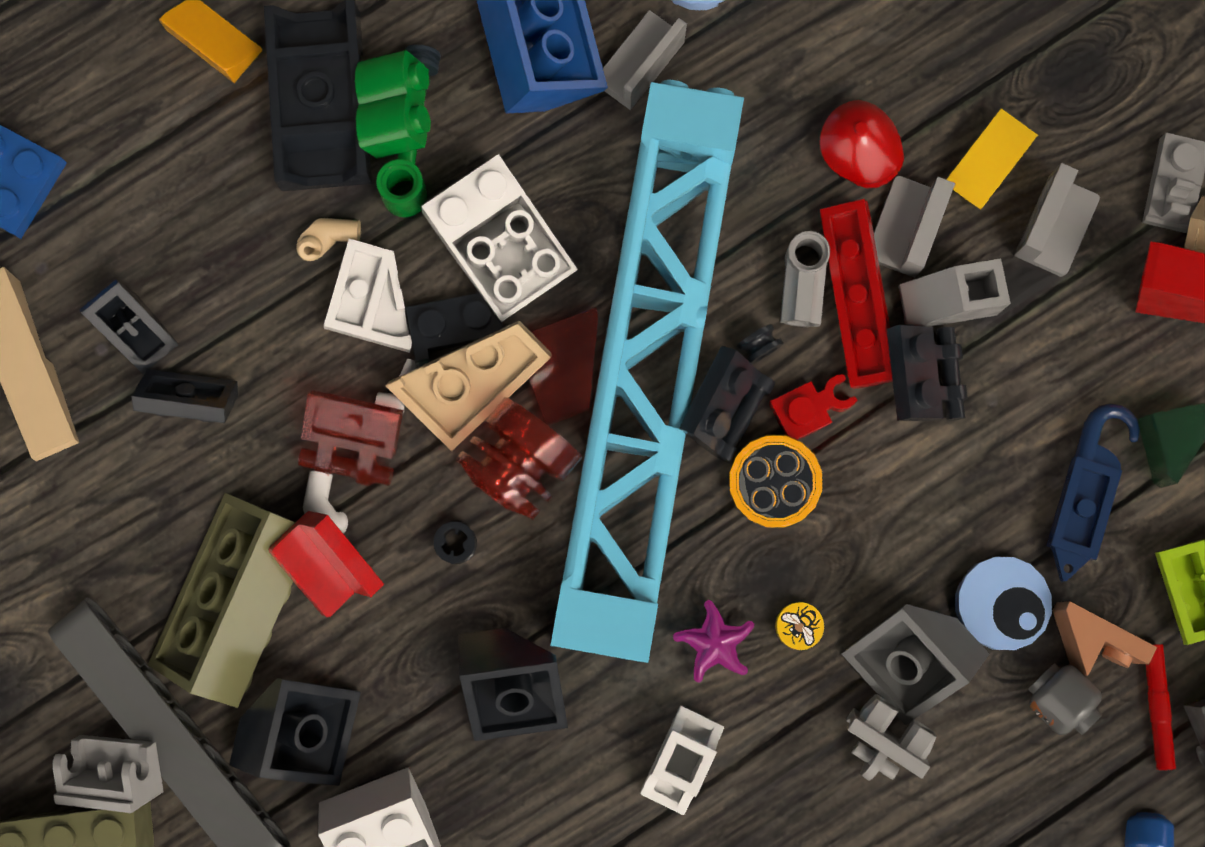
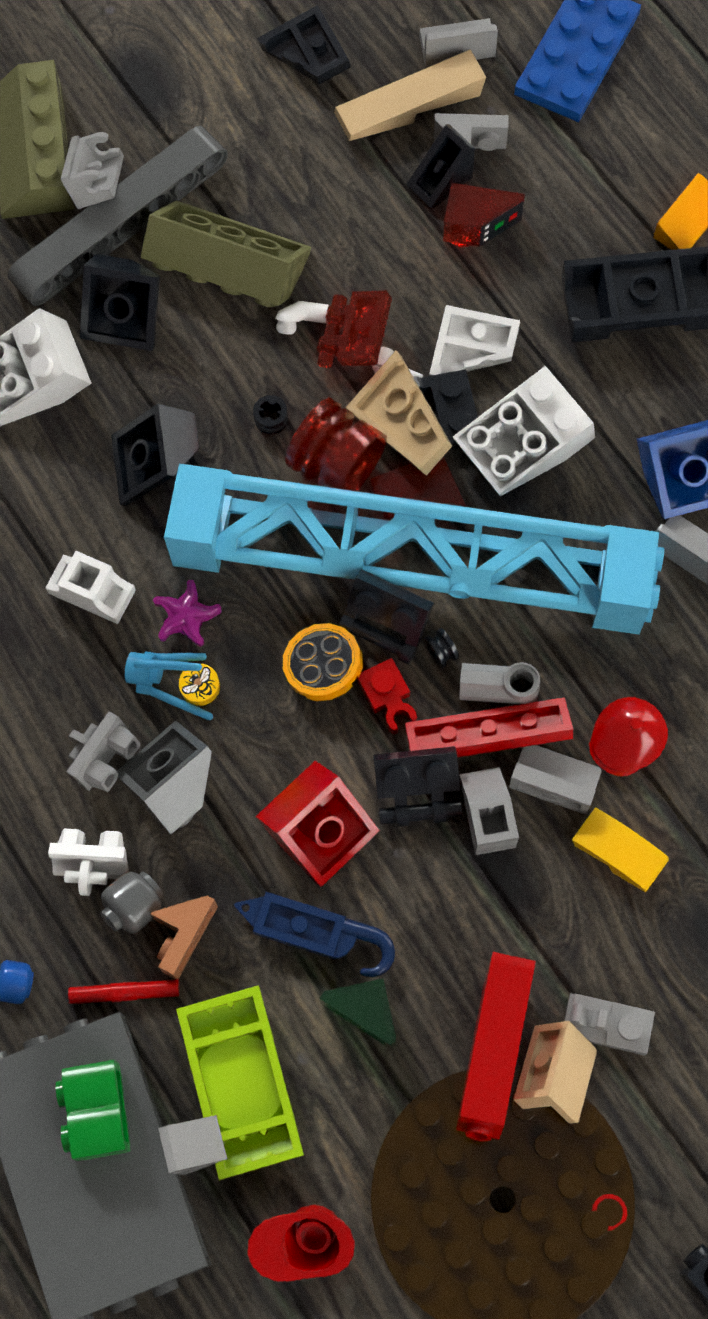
camera: 90 degrees right, 10 degrees down
(80, 273) = (481, 131): none -> light grey slope
(185, 396) = (387, 211): black plate -> none
(196, 286) = (480, 214): none -> clear red slope
(323, 563) = (250, 309): red panel -> none
(324, 234) = (525, 307): tan arm -> none
(391, 104) = (634, 344): green brick -> none
(404, 166) = (574, 349): green piece -> none
(785, 690) = (148, 669): none -> dark azure plant
(968, 489) = (318, 822): none -> red slope
(1003, 603) = (216, 855): light blue tile -> none
(1013, 772) = (88, 863): none -> white hips
(1057, 222) = (563, 910): light grey panel -> none

